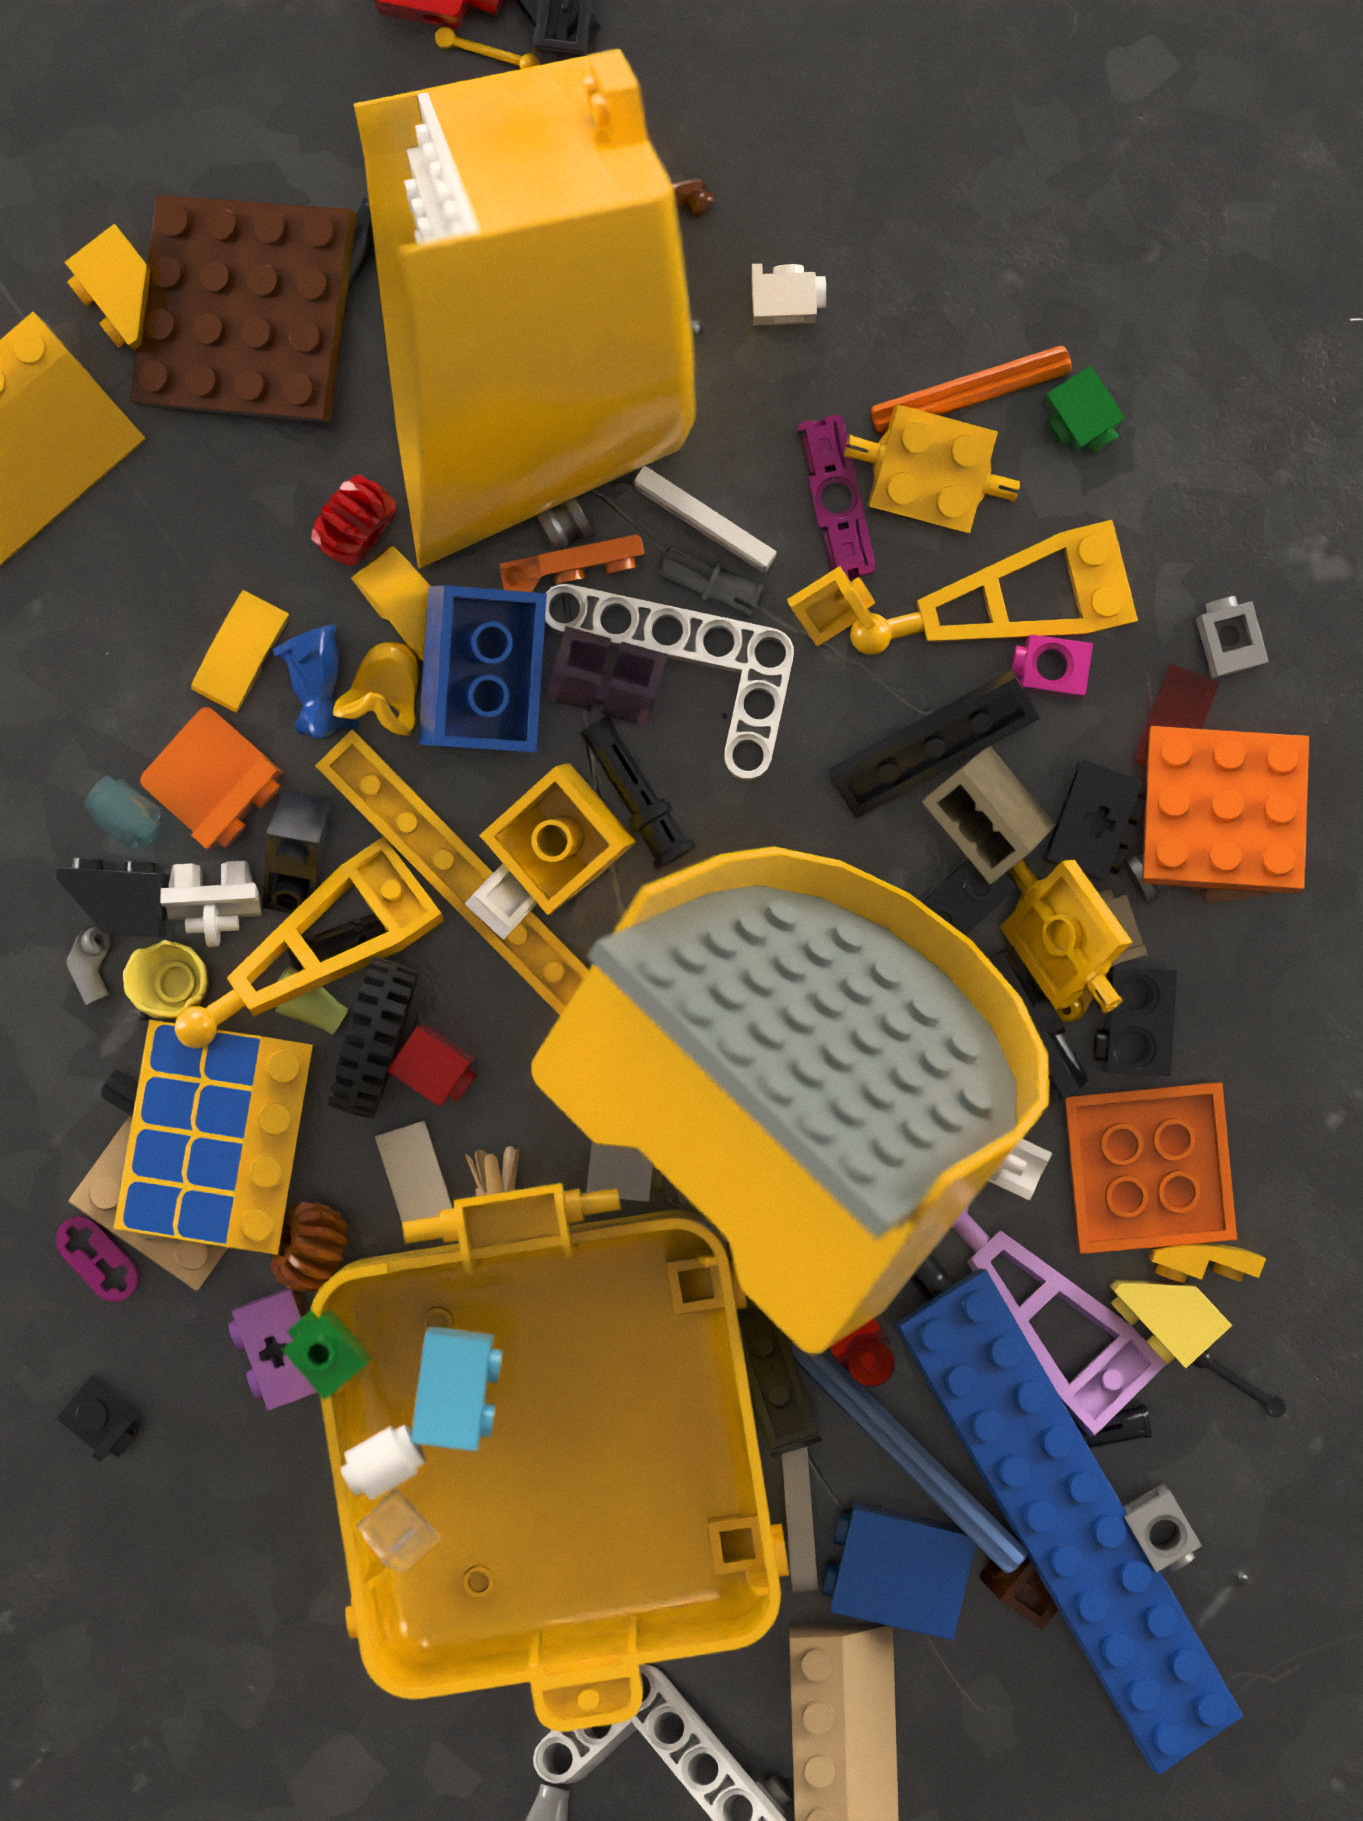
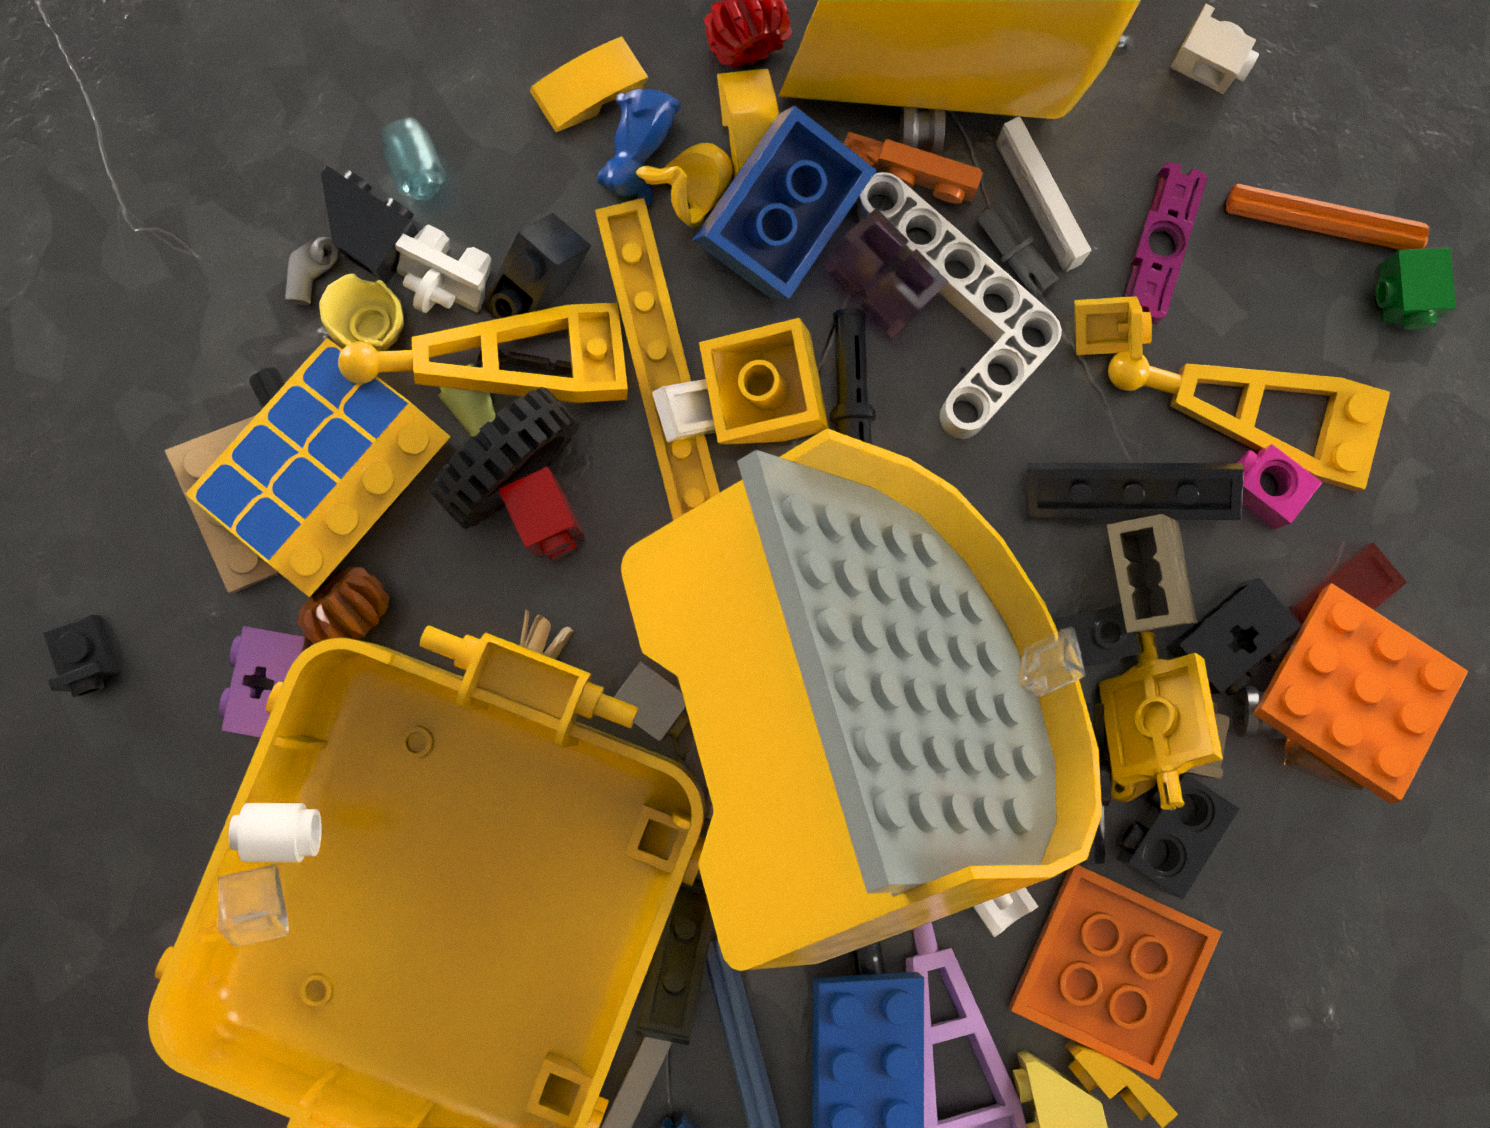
camera: 25 degrees right, 5 degrees down
(89, 1267) = (152, 519): magenta beam -> none
(212, 779) = (502, 174): orange bracket -> none
(325, 1351) = (284, 700): green brick -> none
(414, 1172) = (475, 595): white tile -> none
(454, 1389) = (380, 803): medium azure brick -> none
(866, 1354) = (772, 993): red hips -> none
(932, 468) = (1260, 261): yellow plate -> none
(941, 946) = (1051, 663): none -> clear slope
(1249, 646) = (1457, 553): light grey brick -> none

